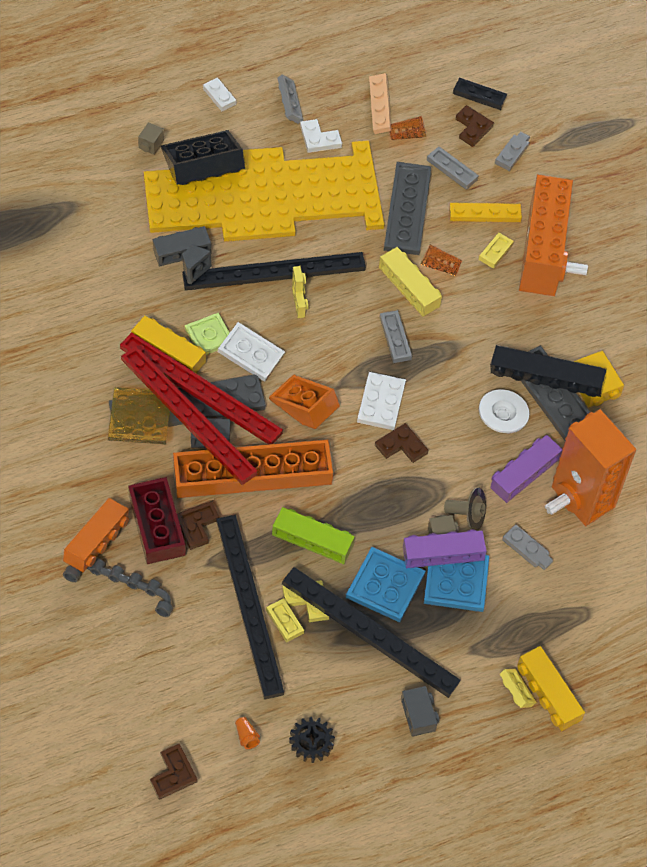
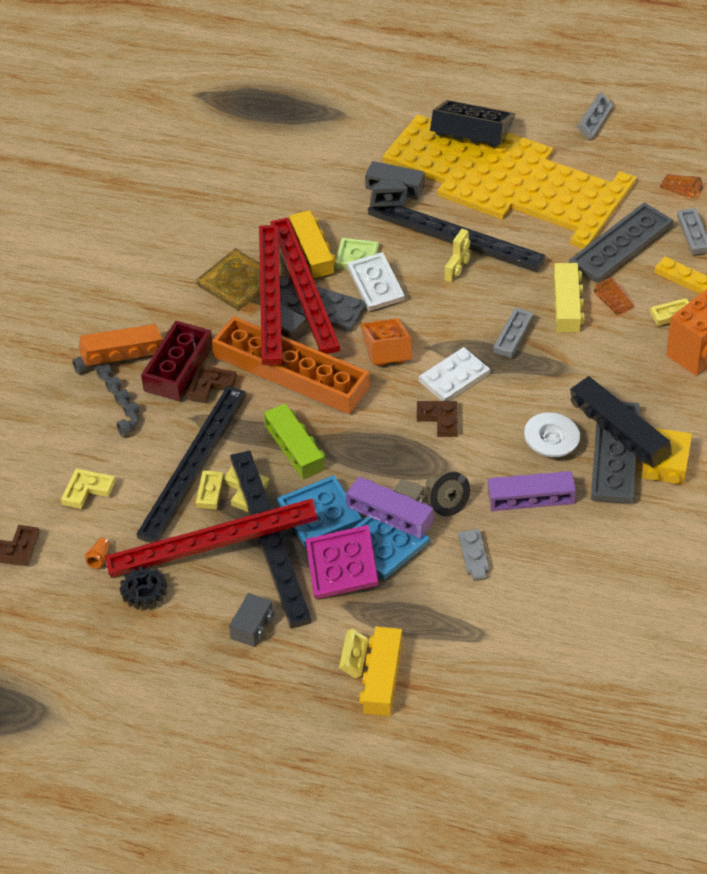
camera: 45 degrees right, 10 degrees down
(151, 138) = (444, 90): dark tan brick -> none
(178, 680) = (86, 482): none -> light yellow plate
(219, 94) = (538, 88): white plate -> none
(317, 140) = (592, 158): white plate -> none
(332, 664) = (211, 537): none -> red plate
(380, 103) = (674, 154): light nougat plate -> none
(446, 618) = (342, 562): none -> dark pink plate
(591, 468) = (569, 507): orange piece -> none

